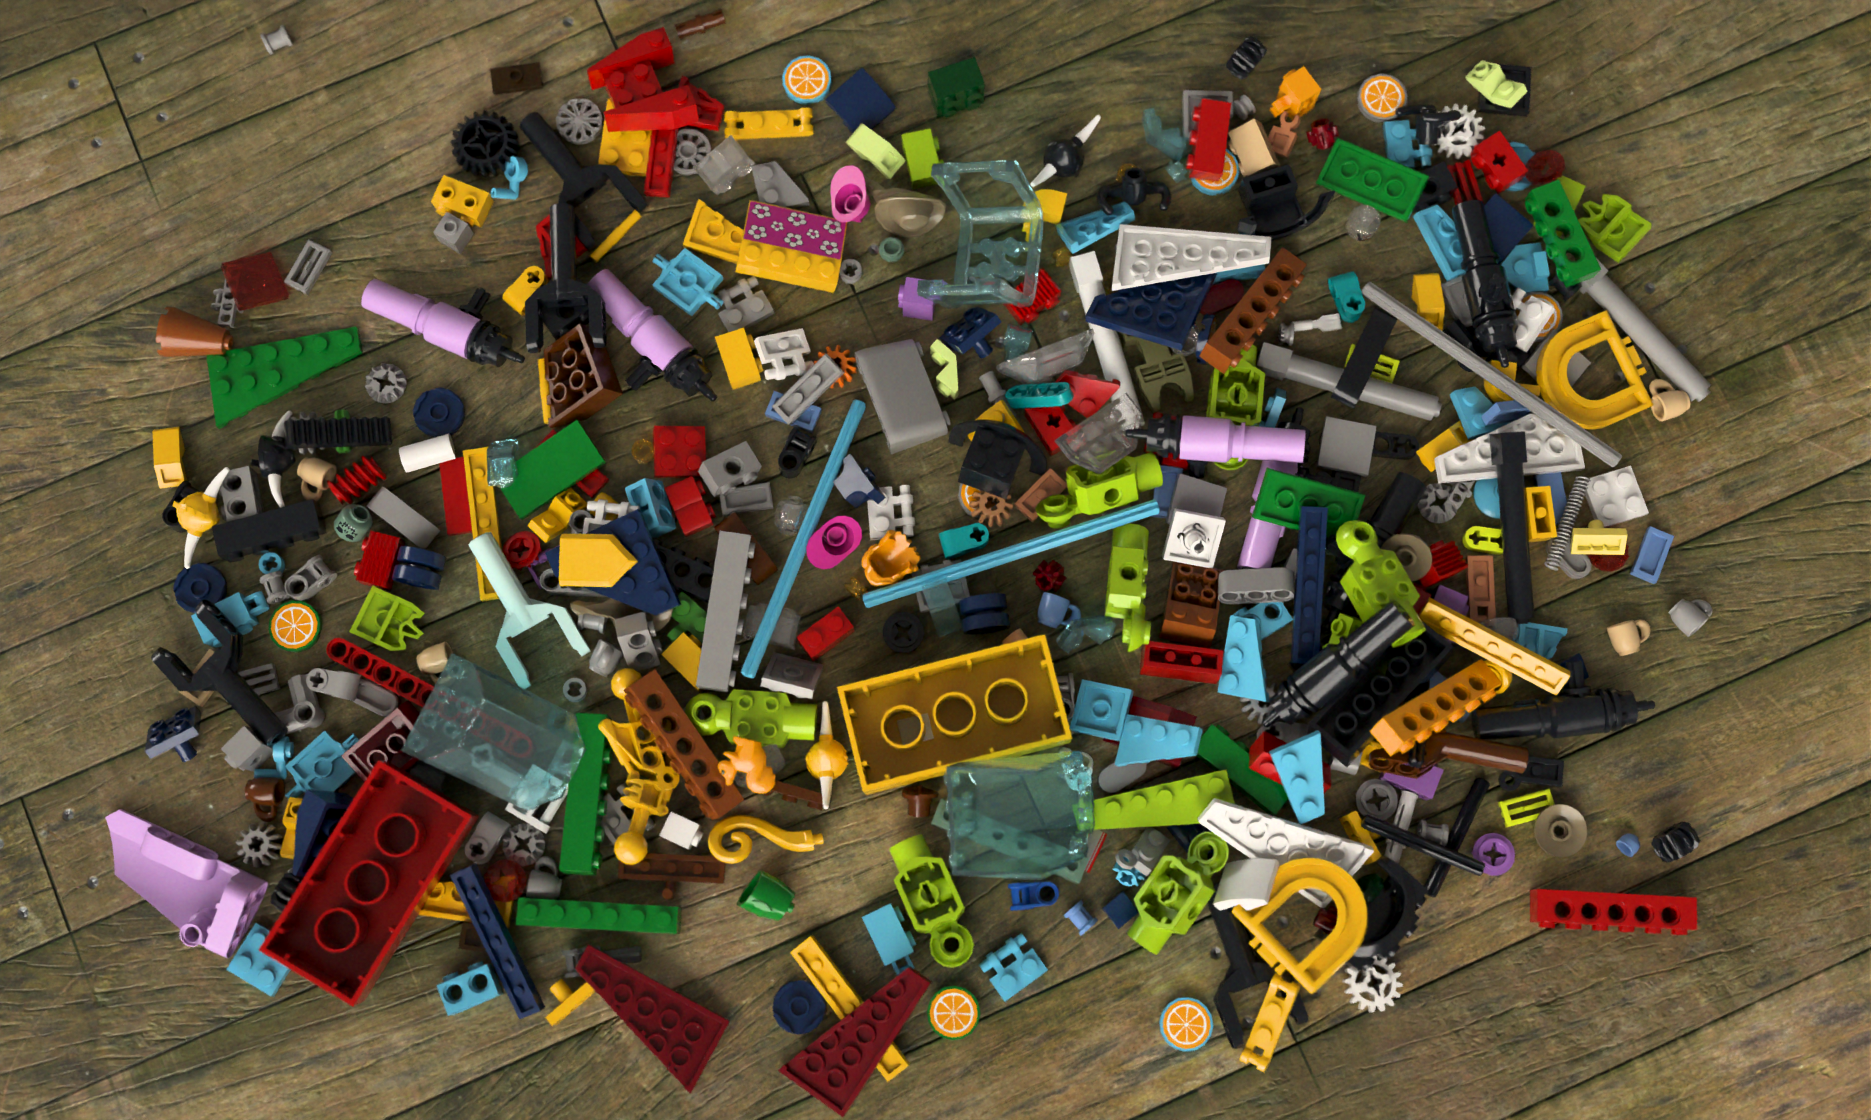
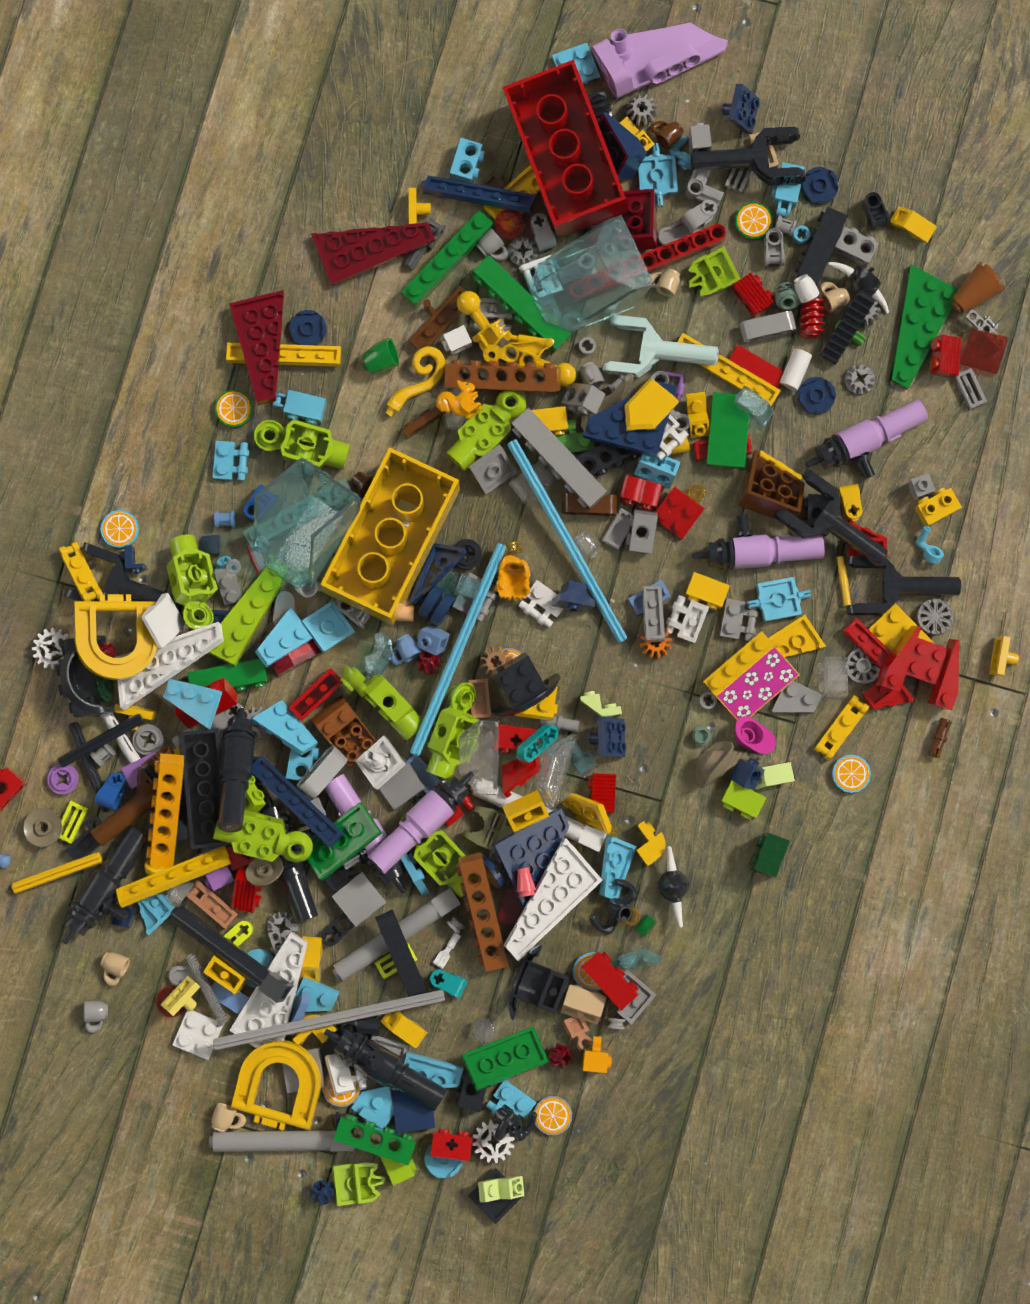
camera: 130 degrees right, 5 degrees up
(199, 513) = (861, 214): yellow helmet -> none
(291, 313) = (945, 356): none -> red brick
(329, 505) = (805, 288): none -> white piece
(419, 568) = (729, 312): dark blue wheel -> none
(464, 147) = (972, 551): black gear -> none
(516, 78) = (993, 601): dark brown plate -> none
(516, 543) = (700, 377): red gear -> none
(568, 27) = (1001, 656): none -> yellow tile
(797, 448) = (623, 579): black piece -> none
(825, 634) = (501, 508): red brick -> none
(827, 757) = (430, 451): yellow helmet -> none
(833, 542) = (550, 555): dark pink piece -> none
(860, 102) = (809, 793): dark blue slope -> none
(893, 170) = (747, 773): none -> dark blue brick
(902, 394) = (607, 666): light grey windscreen -> none
(912, 304) = (655, 722): medium lavender brick -> none
(936, 646) = (436, 566): none -> dark blue wing
(958, 541) = (492, 629): teal piece -> none
(990, 286) = (607, 772): clear light blue windscreen -> none
(1023, 590) = (432, 640): none -> medium blue brick
(1065, 291) = (588, 812): none -> yellow tile
(1119, 347) = (525, 811): none -> yellow brick
(1125, 155) = (643, 926): none -> green piece
(1176, 171) = (609, 946): clear light blue plate -> none
(1192, 286) = (525, 884): none -> coral cone
(1207, 986) = (128, 557): none -> dark blue bracket
(1246, 57) = (644, 1050): black gear -> none
(1467, 786) = (112, 791): none -> blue piece
(1471, 180) = (452, 1122): red tile -> none
(1539, 161) = (432, 1171): clear red gear -> none
(1592, 775) = (56, 873): none -> yellow axle
(1651, 256) = (322, 1192): none -> dark blue gear
(1651, 555) = (147, 1025): medium blue tile -> none

